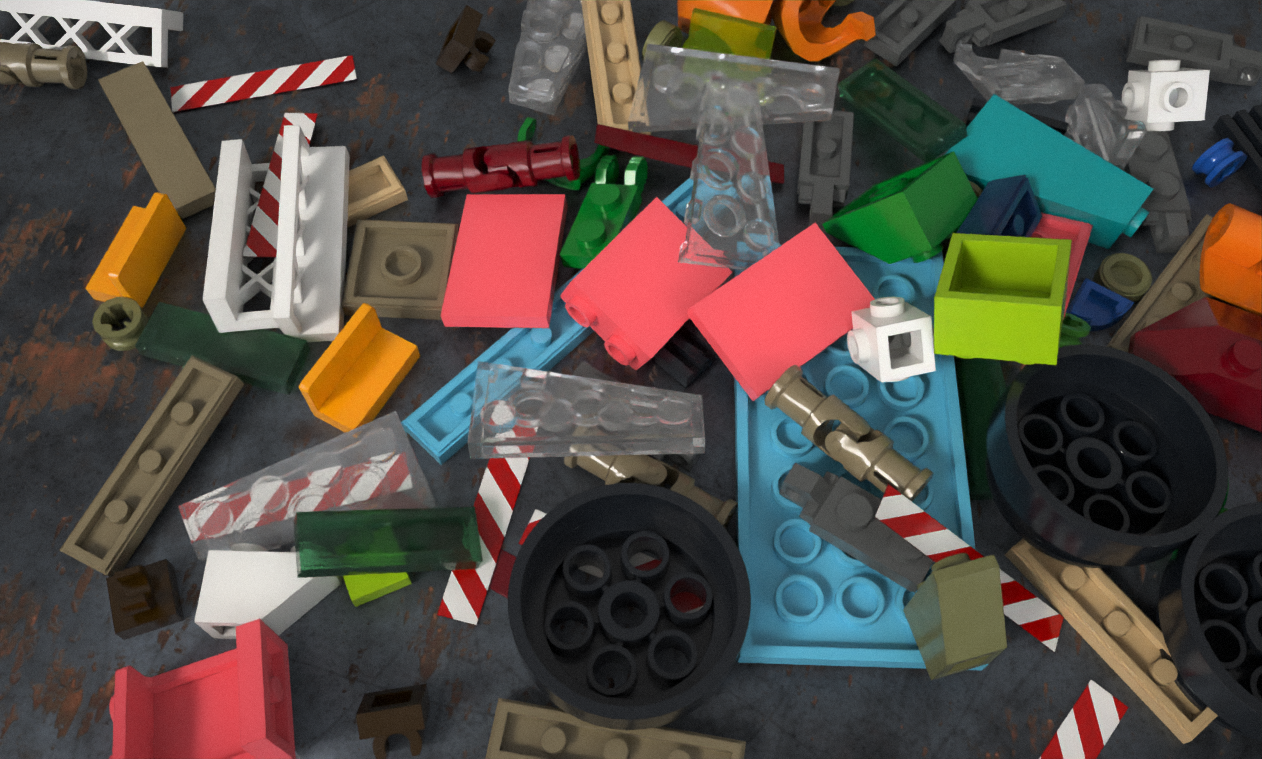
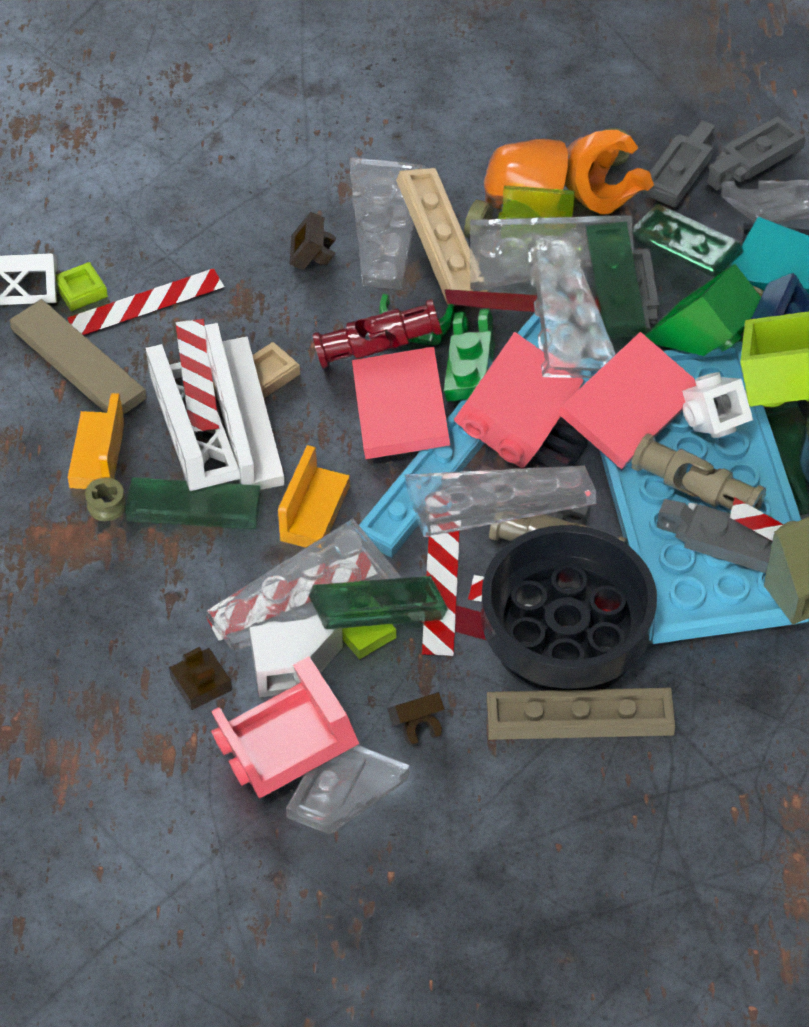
camera: 10 degrees left, 10 degrees down
(152, 467) = (174, 590): dark tan tile -> none
(195, 53) = (80, 286): none -> lime tile
(400, 268) = (316, 418): dark tan tile -> none
(802, 147) = (615, 279): none -> clear green tile

